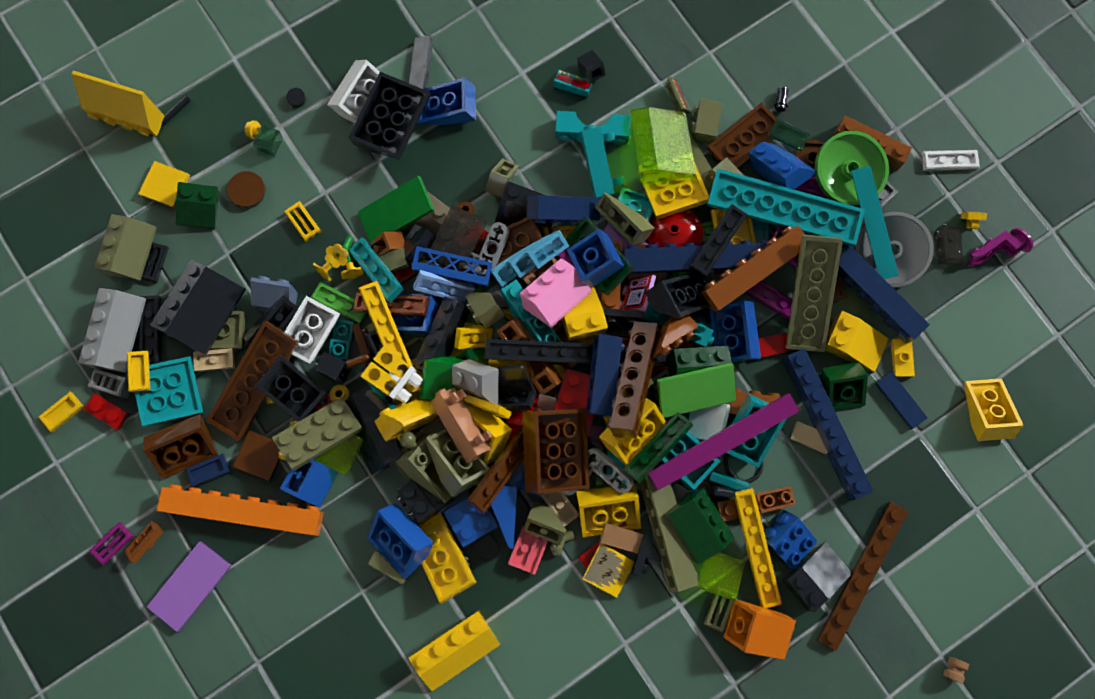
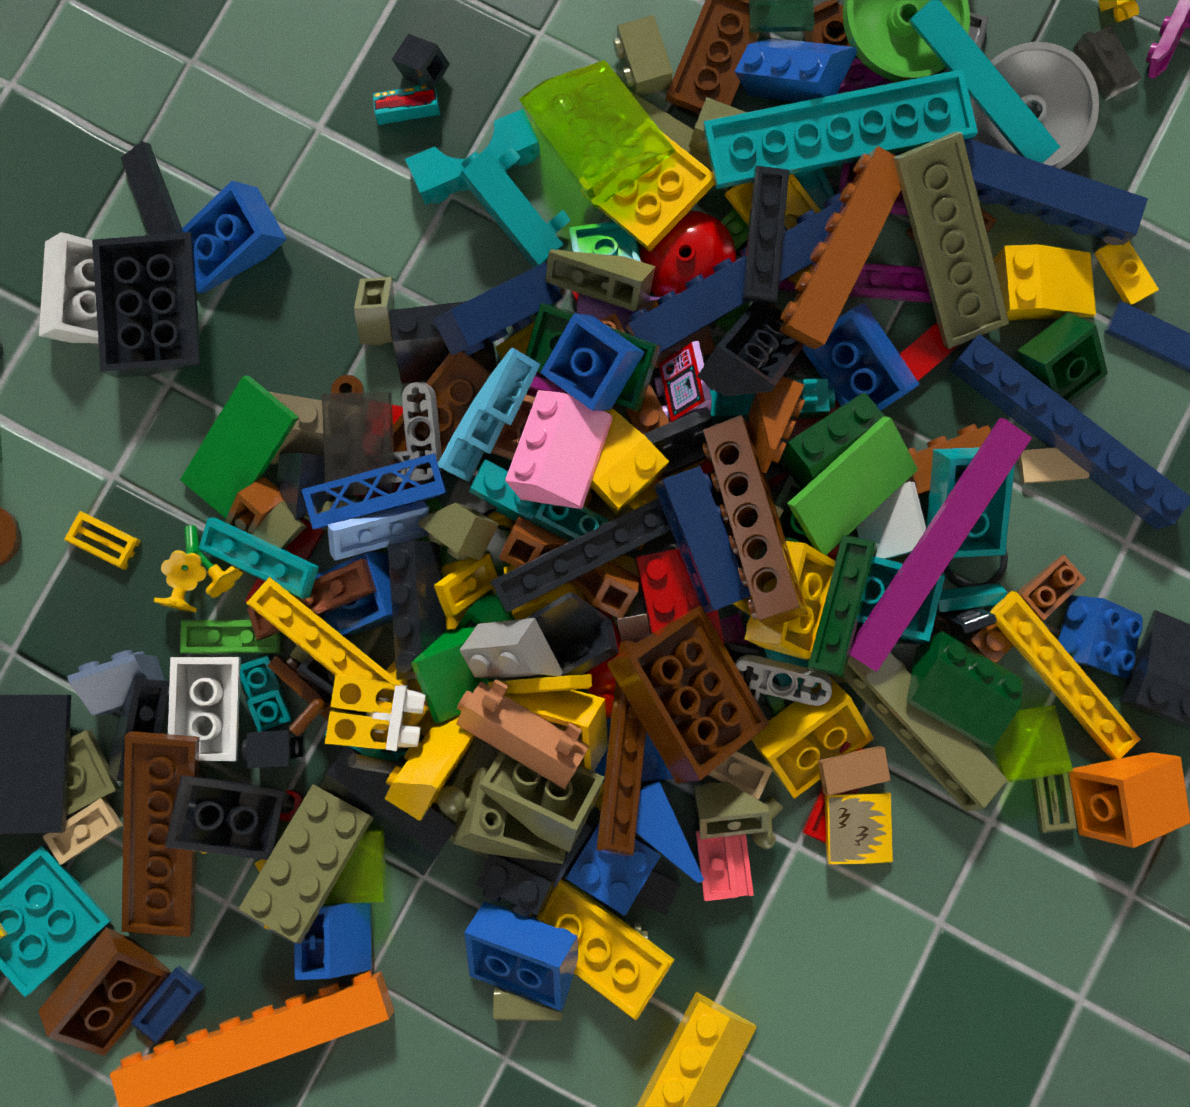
camera: 20 degrees left, 5 degrees up
(258, 456) = (232, 942): reddish brown tile -> none
(335, 389) = (309, 768): yellow plate -> none
(645, 551) = (901, 770): black slope -> none
(677, 96) = (576, 40): olive slope -> none

